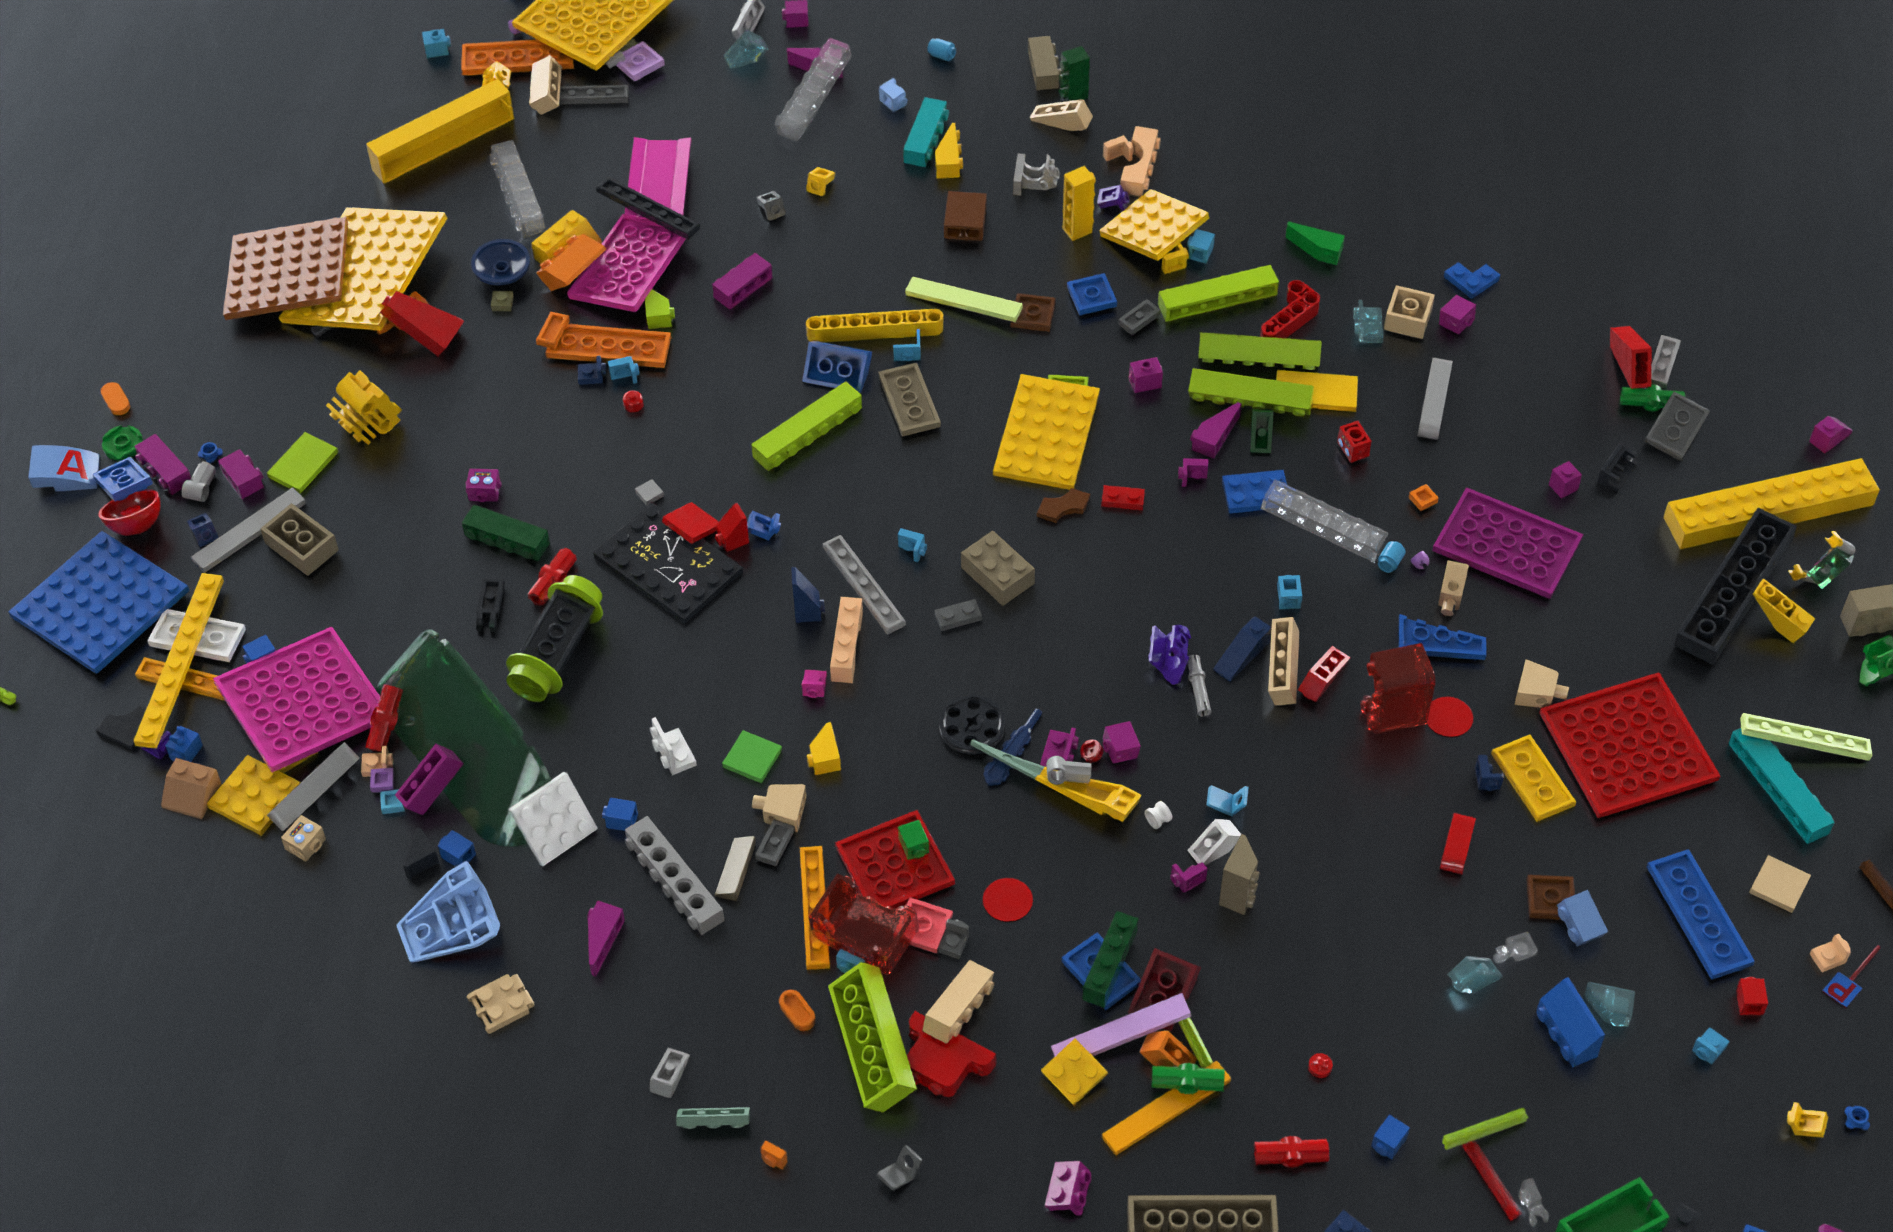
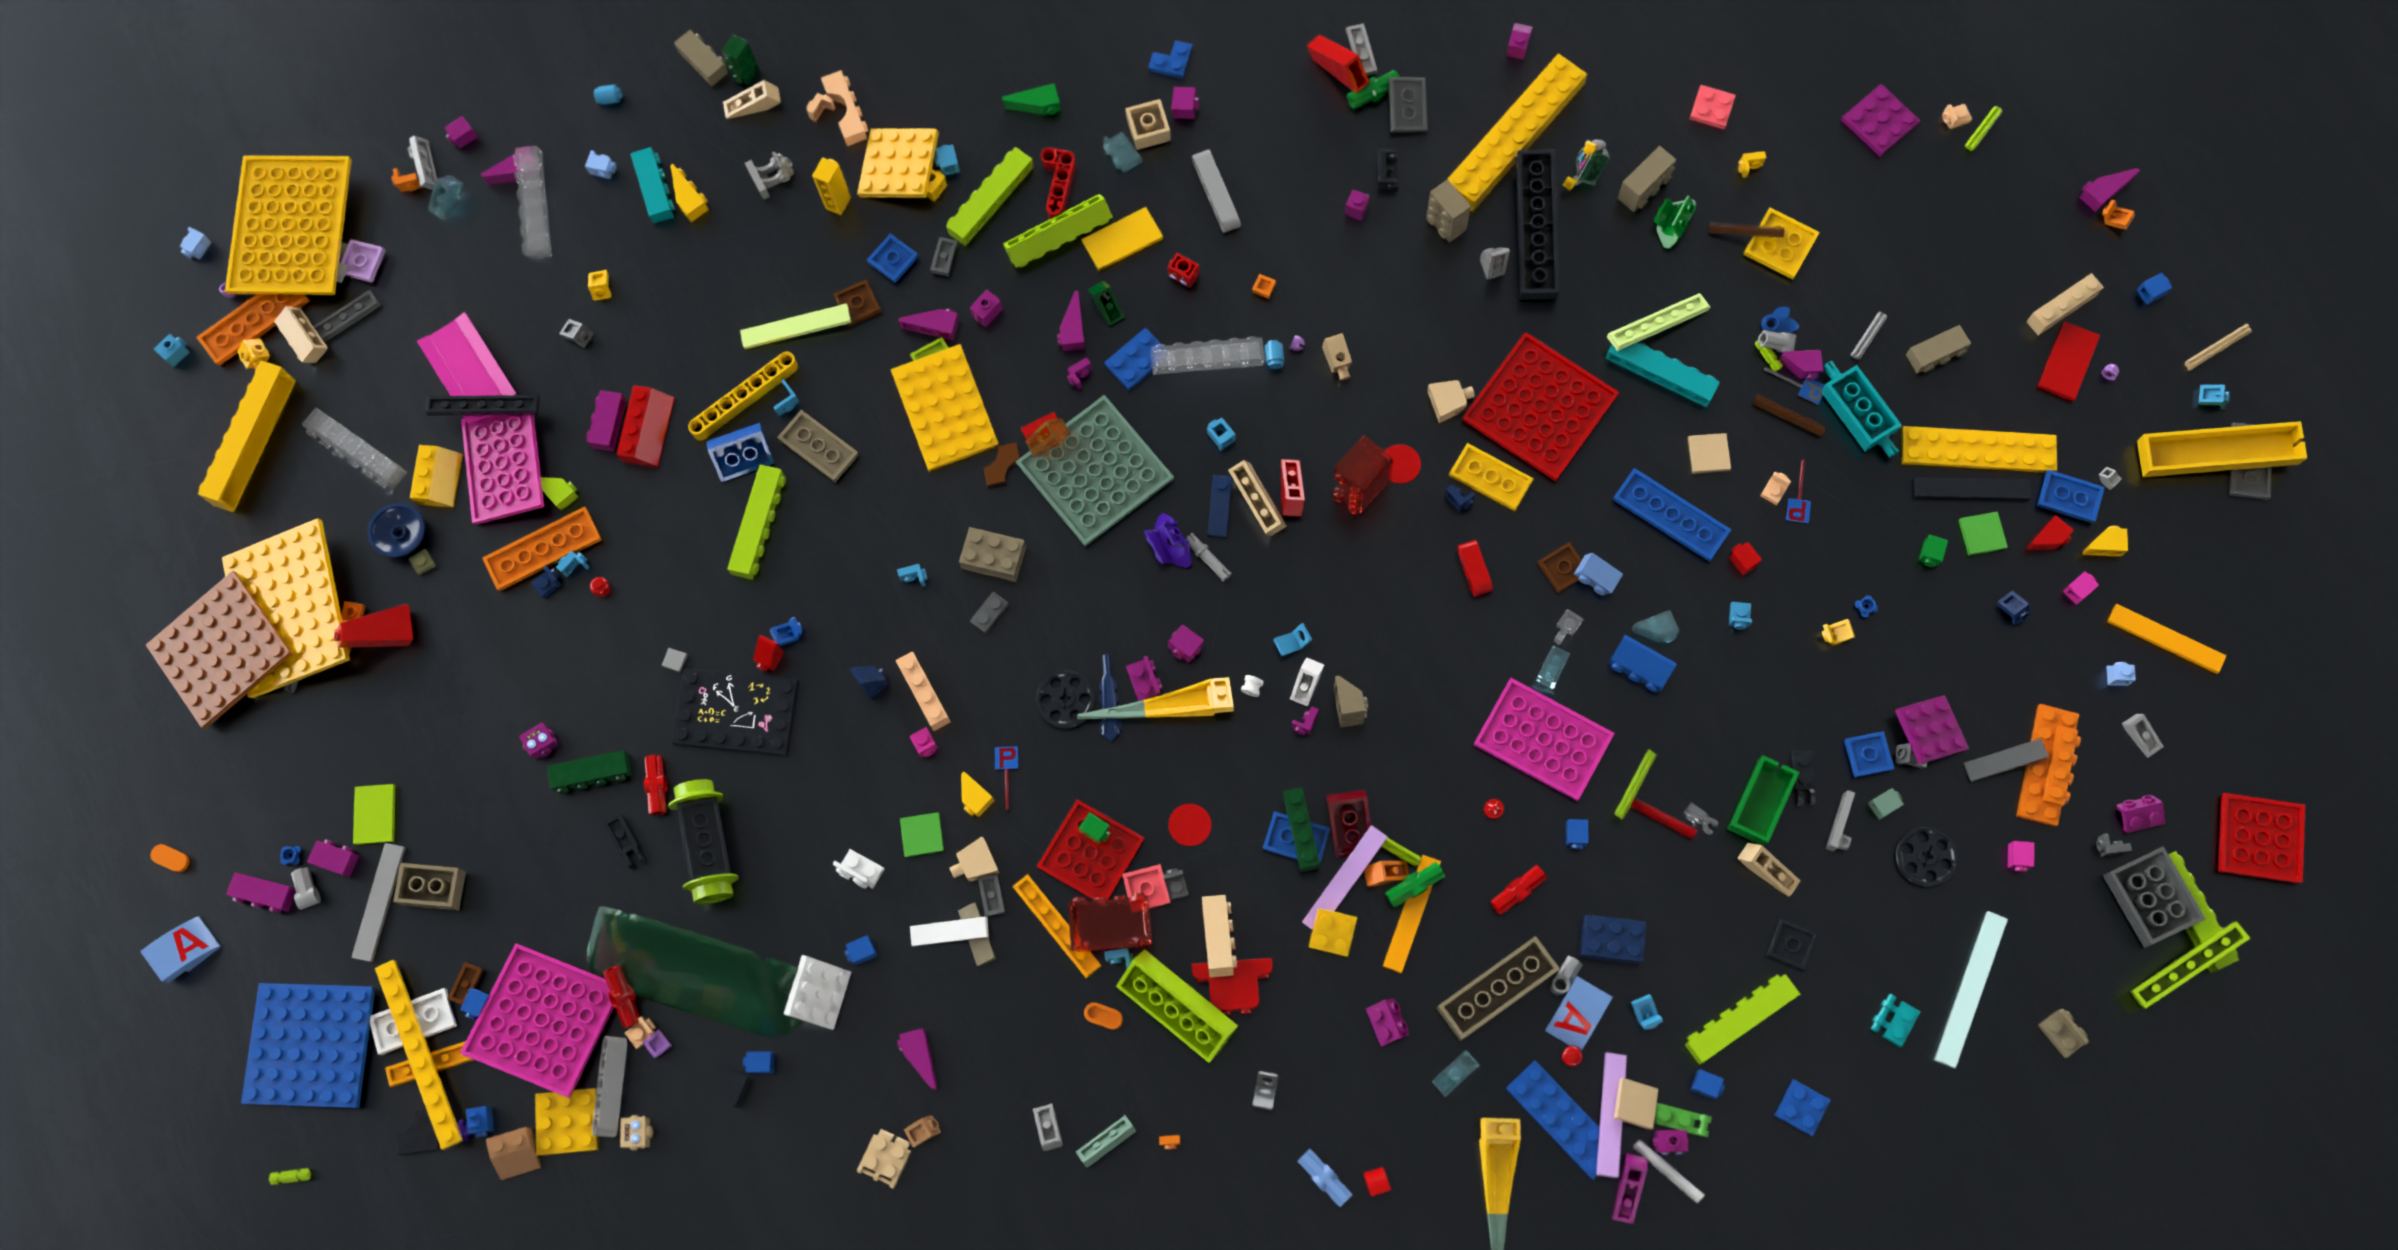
camera: 30 degrees left, 20 degrees up
(120, 442) = (209, 893): green tile -> none
(122, 479) = (240, 929): blue plate -> none
(132, 514) = (272, 954): red piece -> none
(203, 529) = (340, 927): dark blue bracket -> none
(273, 628) = (468, 978): none -> reddish brown plate
(364, 406) = (390, 739): yellow piece -> none
(390, 803) = (677, 1054): medium azure tile -> none
(429, 779) = (698, 1024): magenta brick -> none
(449, 917) = (799, 1121): light blue wedge -> none
(552, 330) = (488, 566): orange tile -> none
(553, 997) = (922, 1130): none -> medium nougat bracket
(569, 261) = (455, 494): orange slope -> none
(645, 833) = (891, 952): light grey brick -> none
(690, 522) = (729, 667): red tile -> none
(712, 847) = (949, 931): none -> white tile
(722, 25) = (407, 182): none -> orange bracket
(770, 302) = (645, 427): none -> red slope
(864, 584) = (899, 632): light grey tile -> none
(877, 741) = (1006, 759): none -> piece
(965, 215) = (742, 246): reddish brown brick -> none
(1068, 771) = (1161, 699): light grey piece -> none
(1087, 360) = (935, 323): none -> magenta slope
(1091, 751) = (1167, 664): red tile -> none
(1113, 196) = (847, 155): dark purple bracket -> none
(1122, 500) = (1047, 436): none -> clear orange slope
(1146, 556) = (1096, 471): none -> sand green plate
(1251, 391) = (1077, 274): lime brick -> none
(1418, 1034) = (1544, 739): none -> dark pink plate
(1441, 641) = (1348, 408): blue wing -> none
(1508, 543) = (1349, 287): magenta plate -> none
(1651, 525) = (1448, 211): none -> dark tan brick
(1669, 594) = (1494, 261): none -> light grey slope
(1782, 612) = (1583, 226): yellow slope -> none

